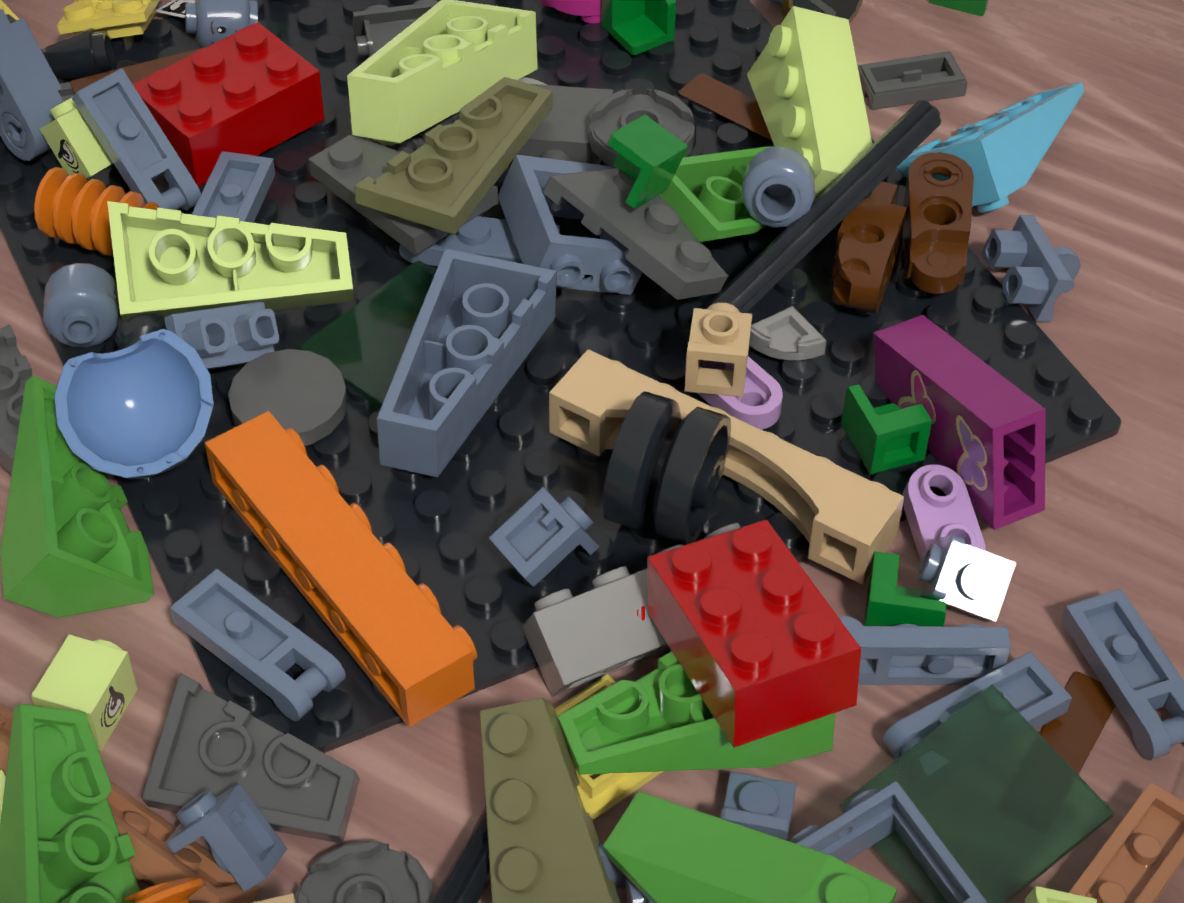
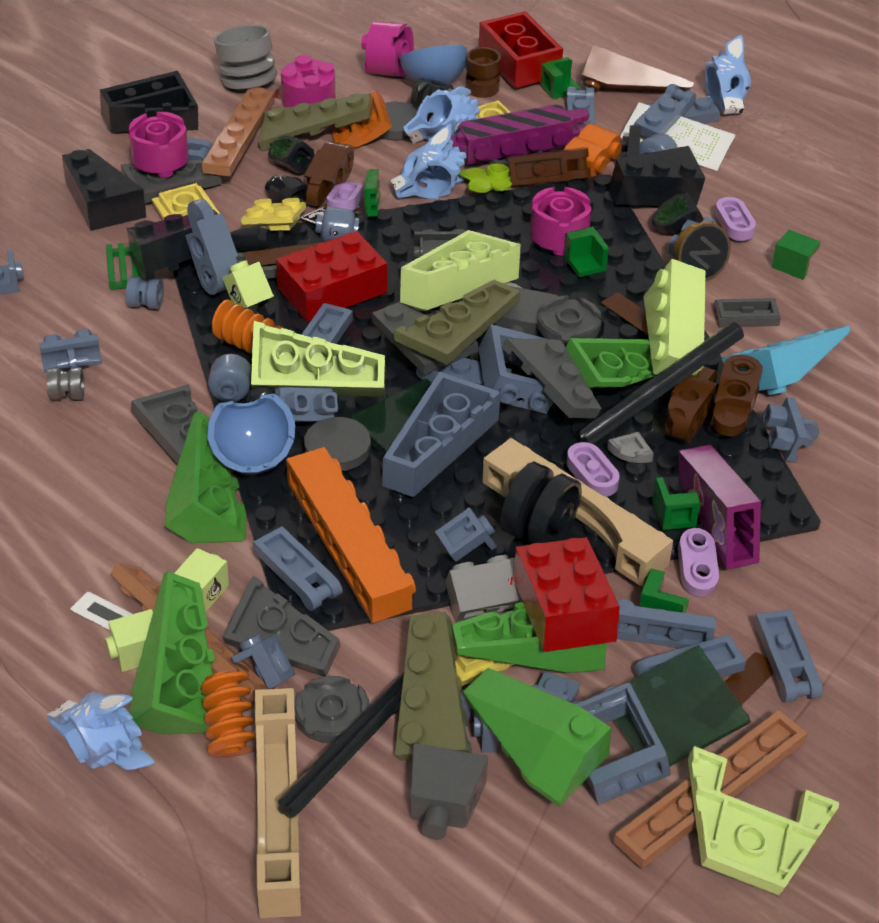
camera: 10 degrees right, 5 degrees down
(135, 141) = (275, 290): sand blue plate -> none
(648, 157) = (565, 333): green panel -> none
(718, 336) = (589, 440): tan brick -> none
(778, 186) = (640, 361): sand blue head -> none
(965, 577) = (702, 590): bracket -> none

